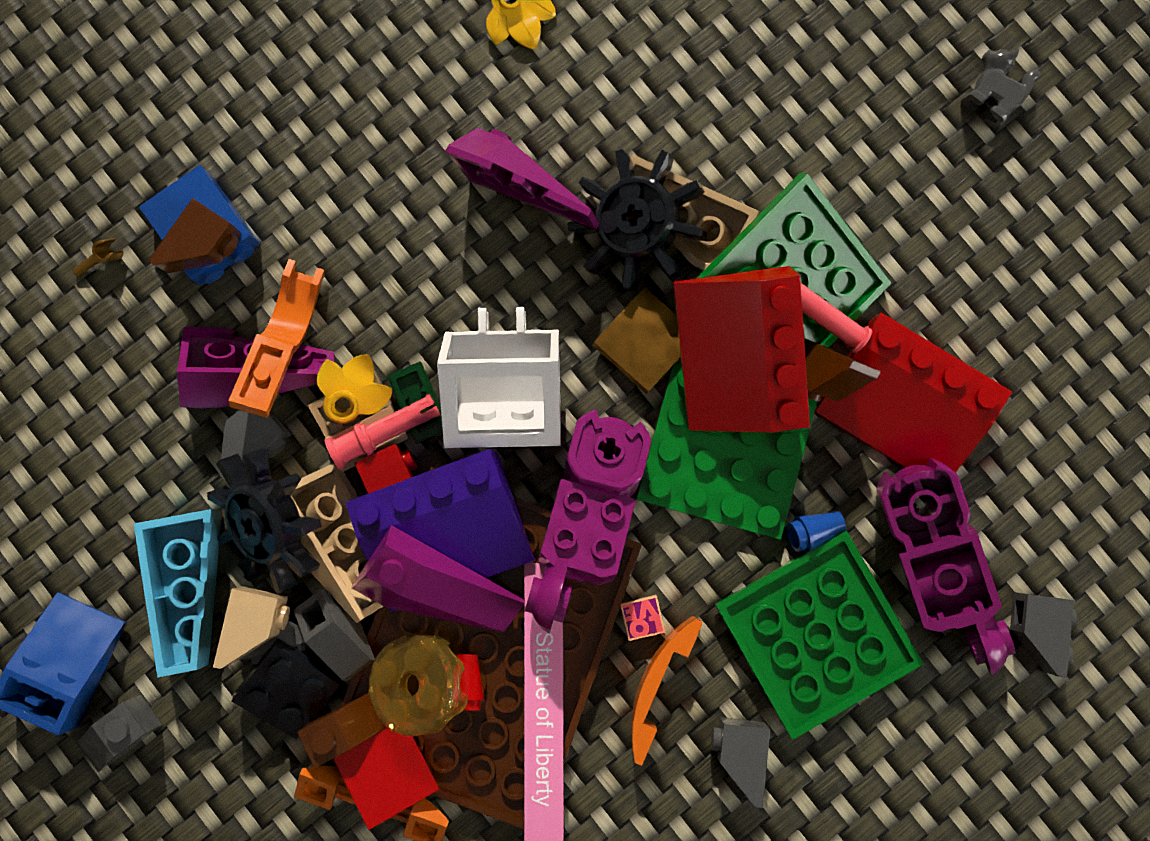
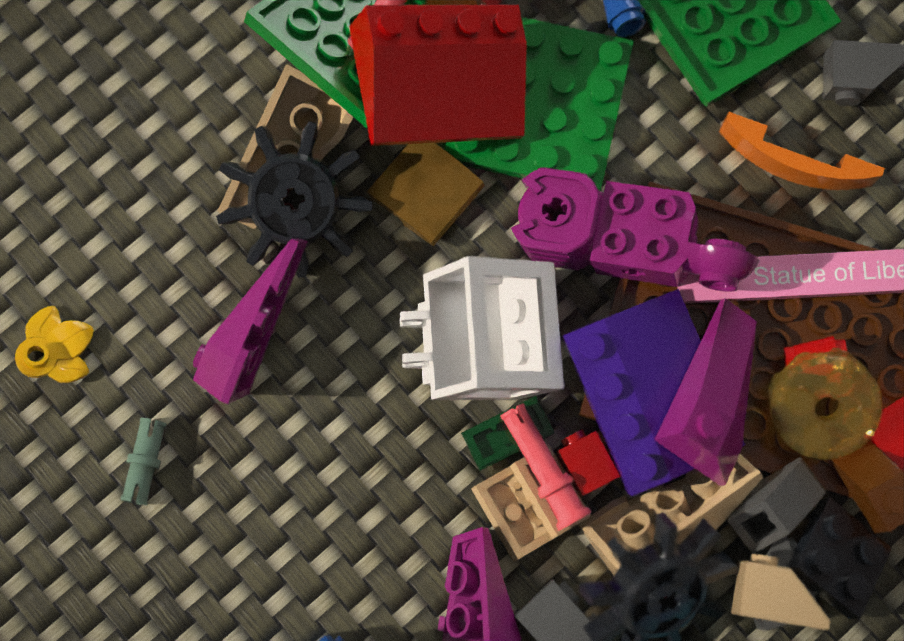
camera: 95 degrees left, 5 degrees down
(275, 347) = (449, 594): orange piece -> none
(353, 383) = (492, 504): yellow plate -> none
(412, 88) = (143, 461): none -> sand green pin
(642, 617) = (726, 180): tile -> none

